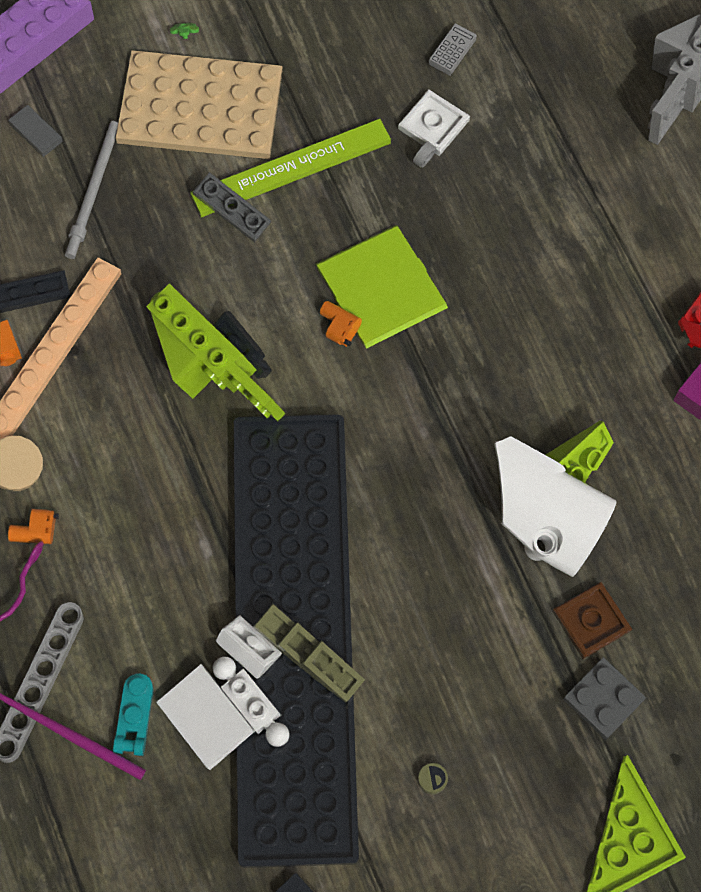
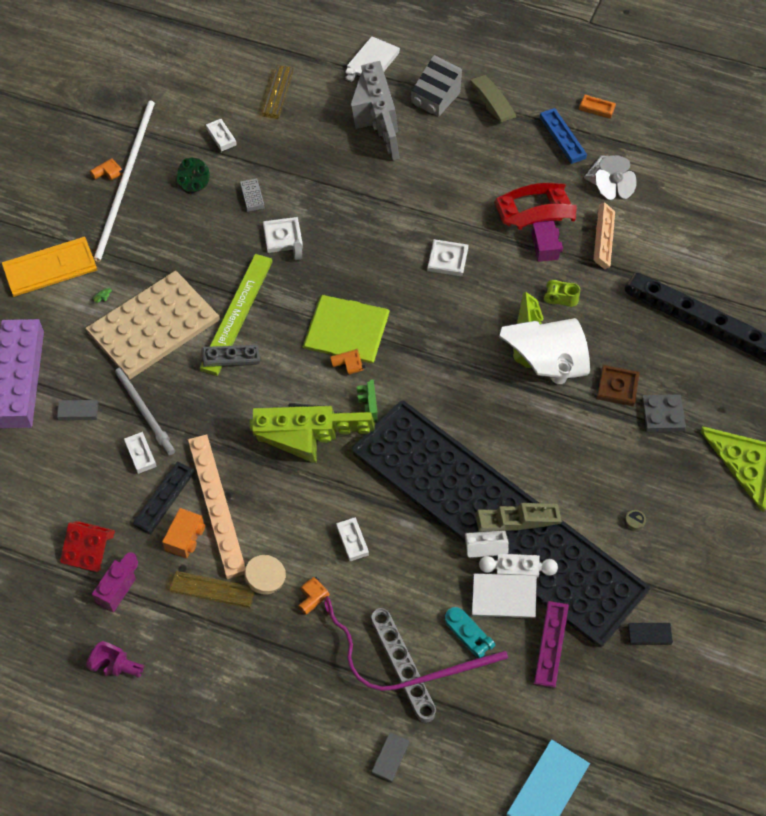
camera: 45 degrees left, 10 degrees down
(40, 228) = (140, 452): none -> white plate
(132, 510) = (352, 539): none -> white plate
(193, 812) = (551, 644): none -> magenta tile
(315, 383) = (368, 396): none -> bright green plate
(577, 306) = (447, 257): none -> white tile
(647, 457) = (563, 293): none -> lime piece

